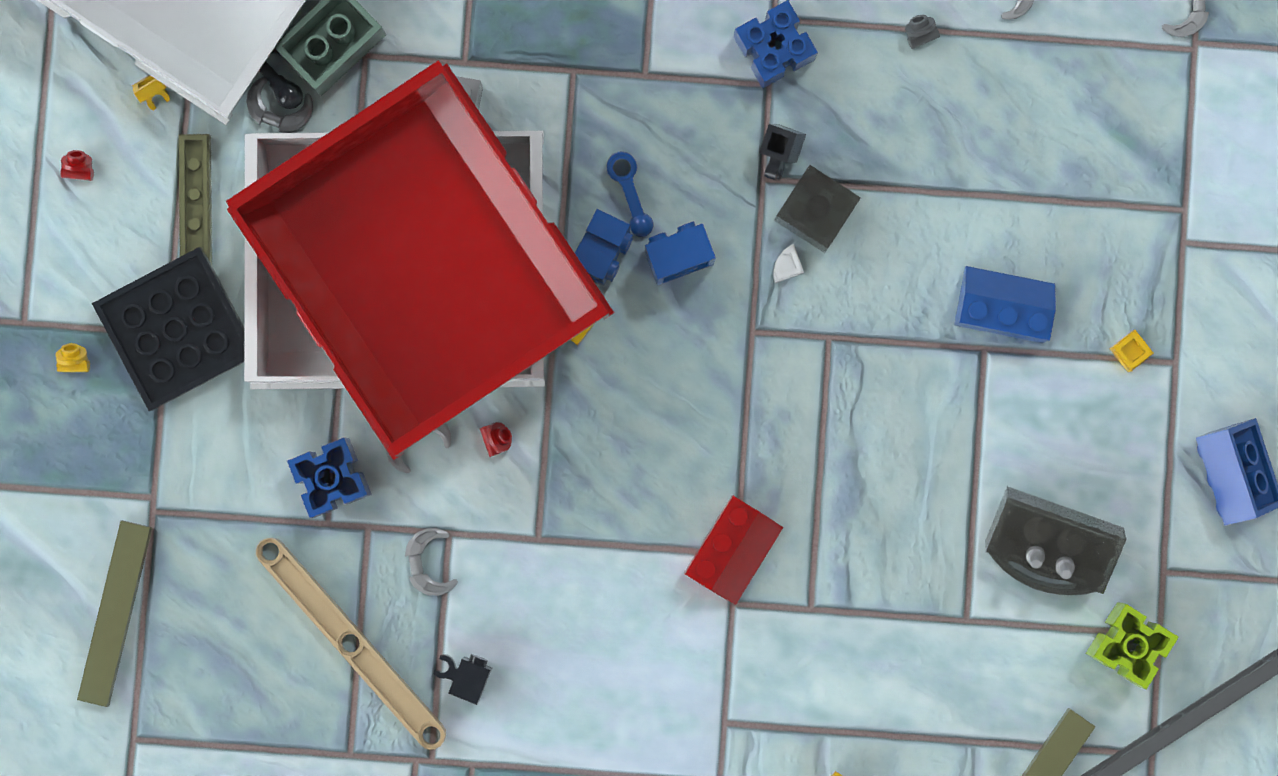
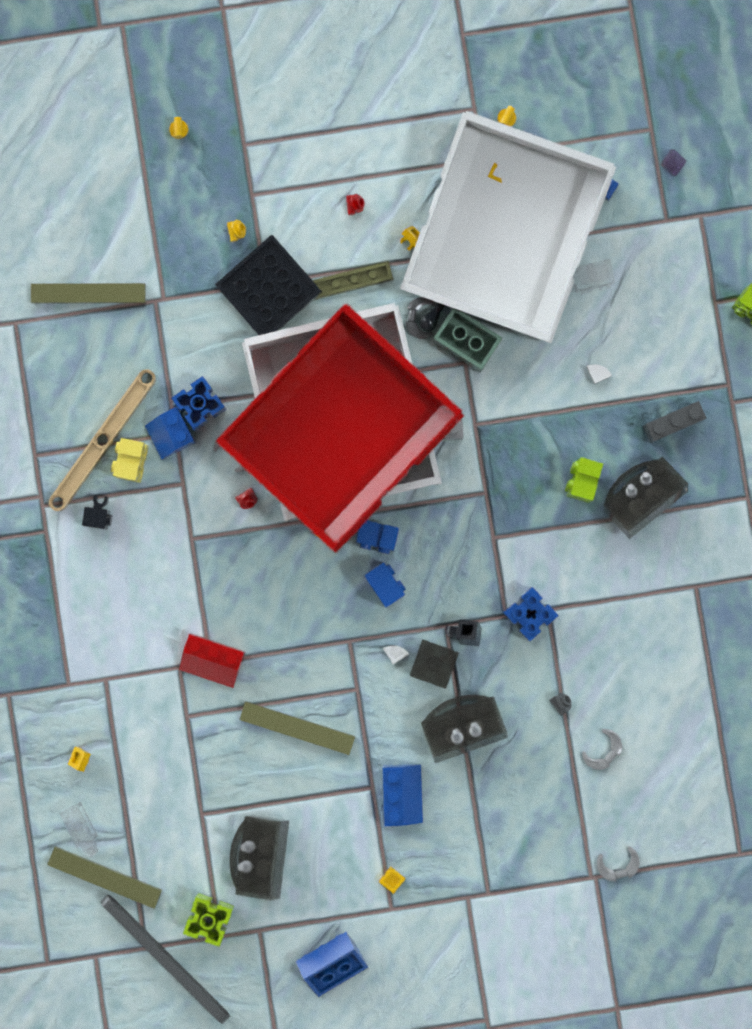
camera: 80 degrees right, 0 degrees up
(365, 534) = (170, 433): none -> blue slope
(391, 604) = (130, 460): none -> light yellow brick
(421, 581) = (150, 472): light grey piece -> none
(640, 223) = (400, 556): blue piece -> none
(867, 442) = (297, 728): none -> olive tile
(924, 185) = (463, 727): none -> clear smoke piece

